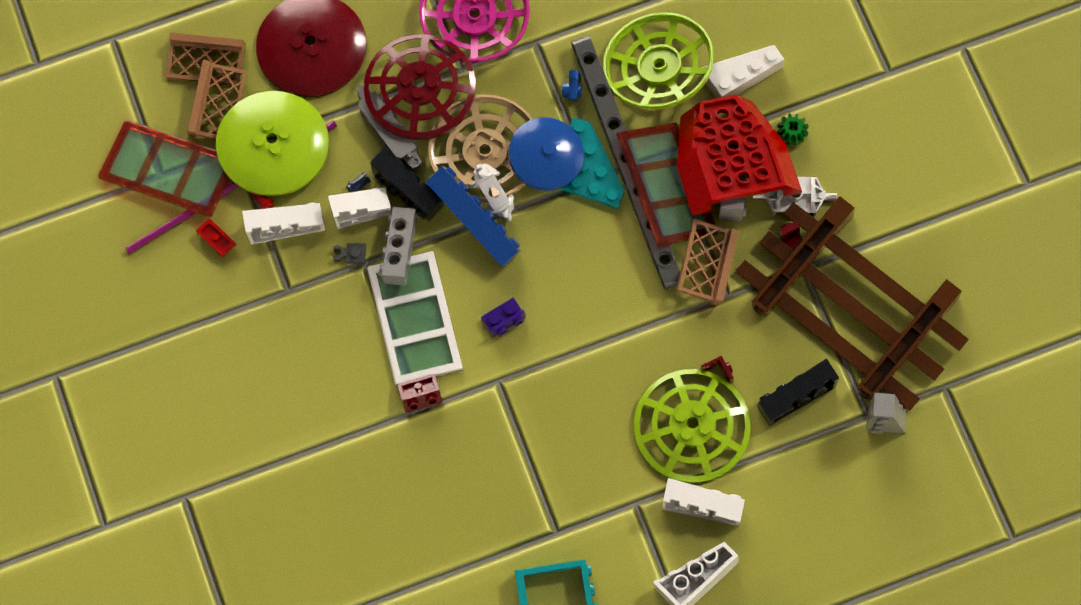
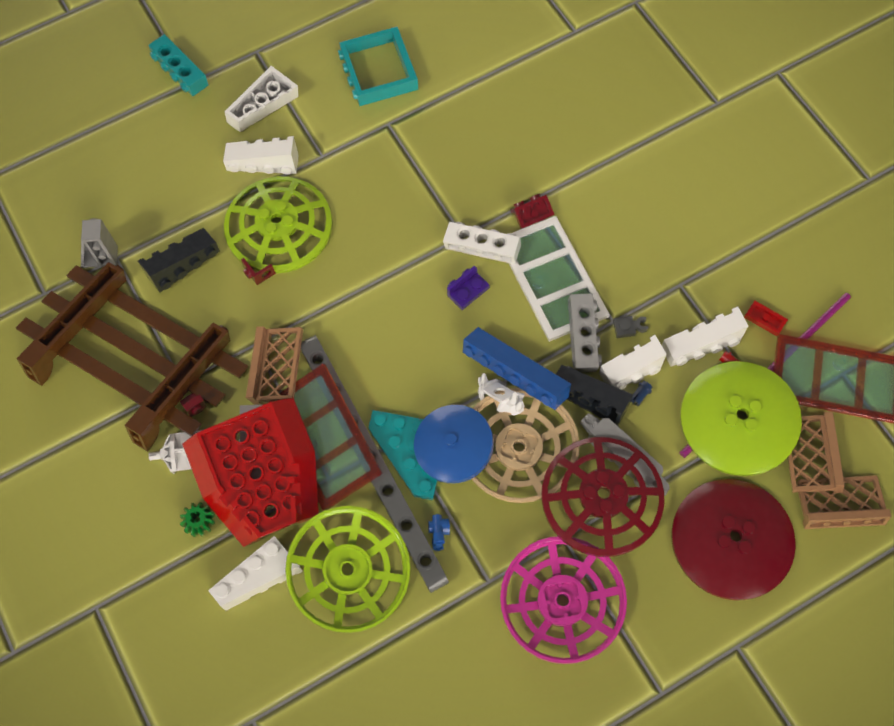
camera: 170 degrees right, 5 degrees down
(457, 341) = (489, 249): none -> white brick

